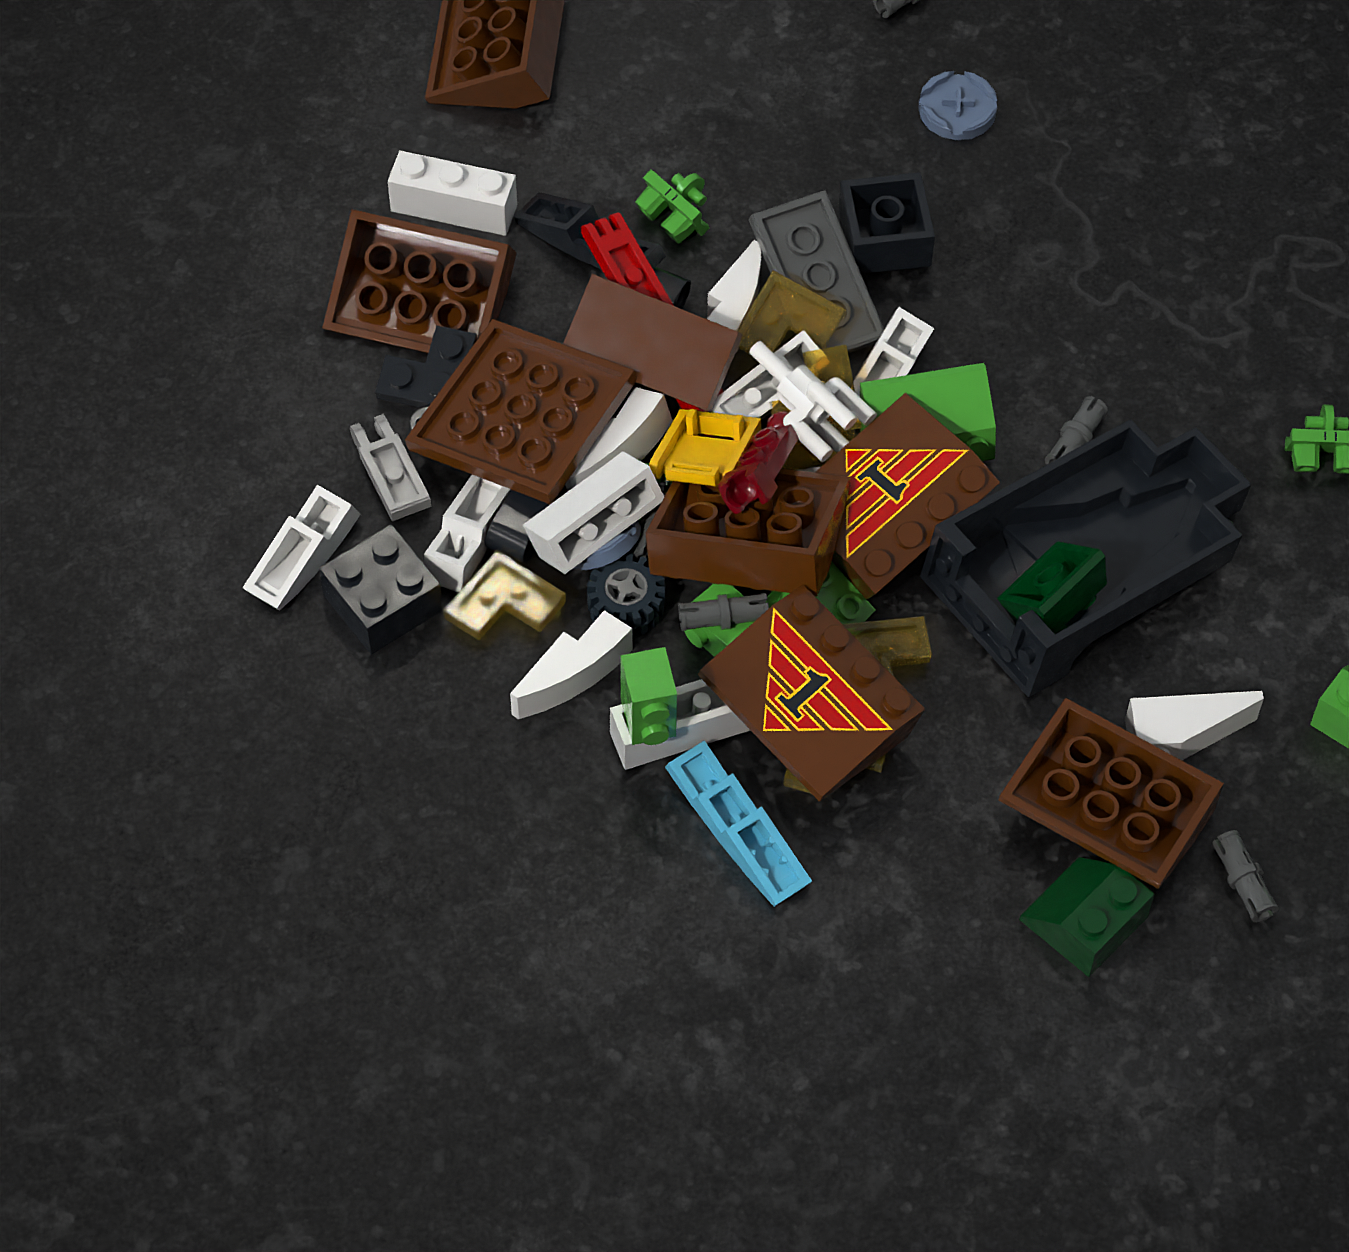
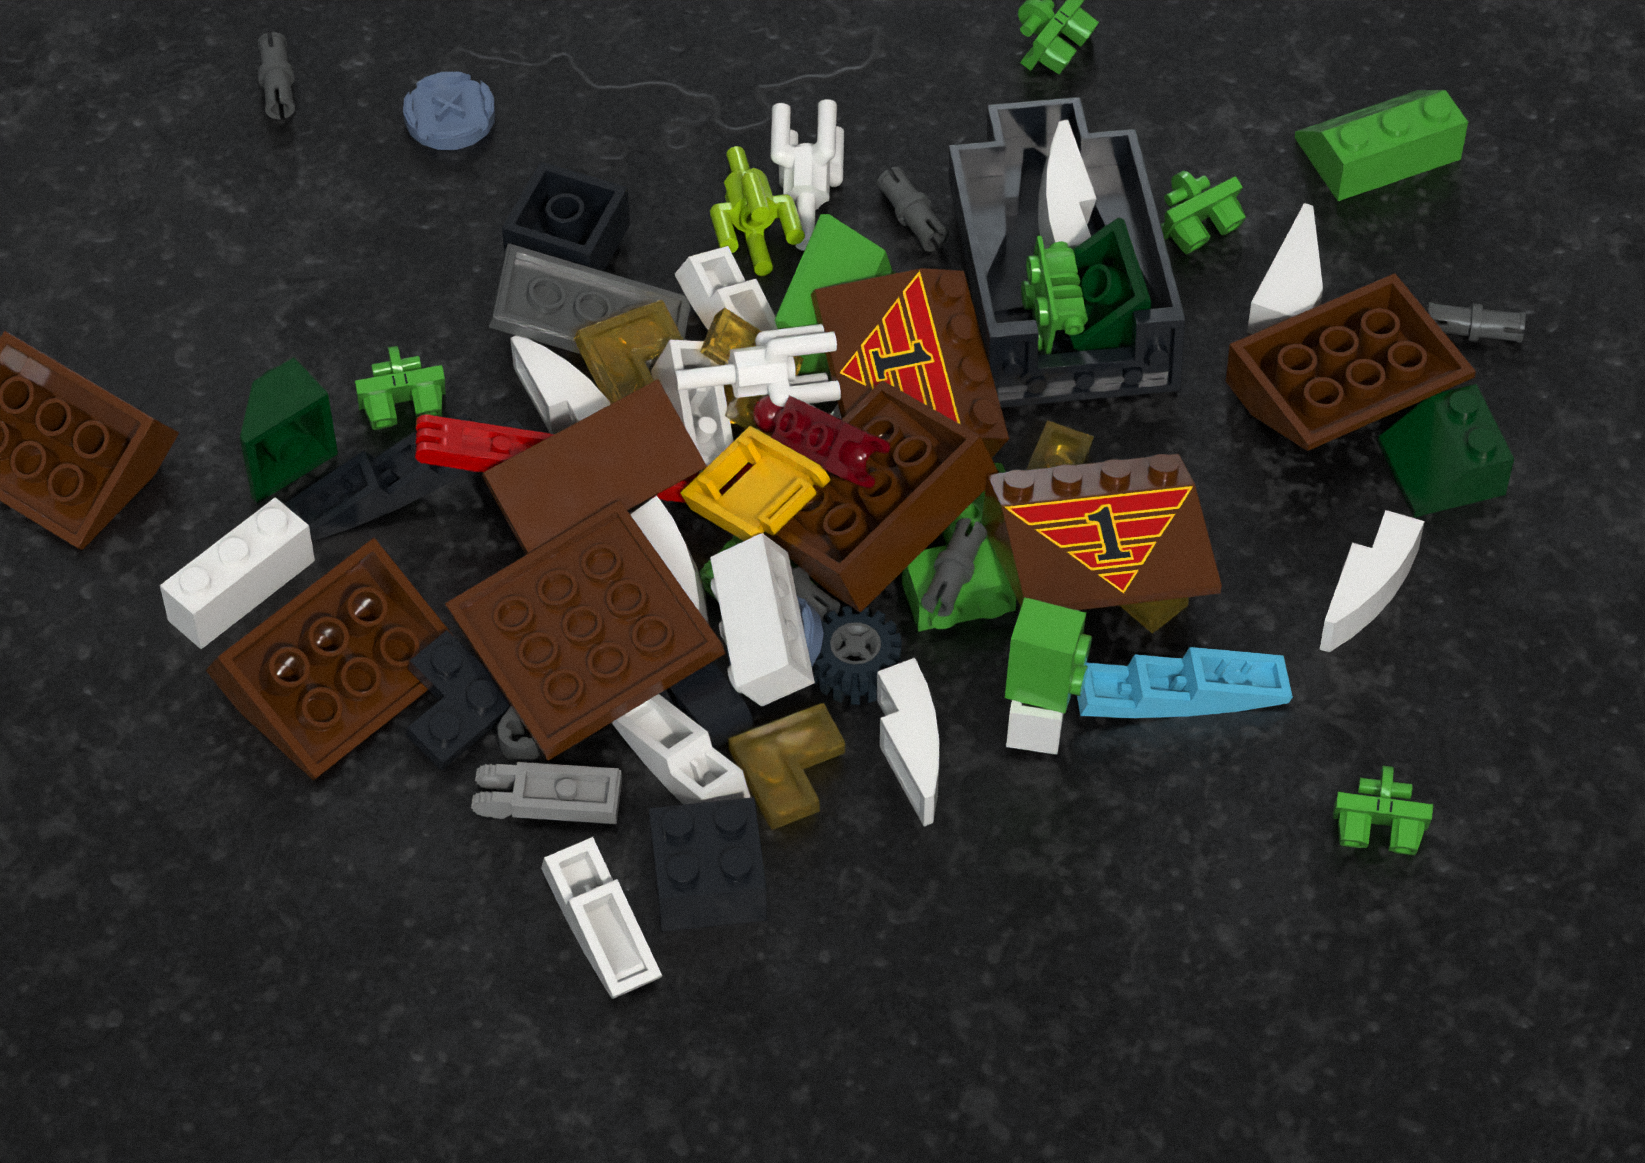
camera: 60 degrees left, 5 degrees down
(579, 150) = (285, 429): none -> dark green slope
(690, 997) = (1358, 812): none -> bright green hips
(920, 909) = (1371, 578): none -> white slope
(992, 328) = (752, 210): none -> lime plant
(1014, 560) = (1053, 292): none -> bright green hinge
(1059, 345) = (808, 168): none -> white plant
(1142, 519) = (1065, 192): none -> white slope
(1230, 635) = (1218, 203): none -> bright green hips

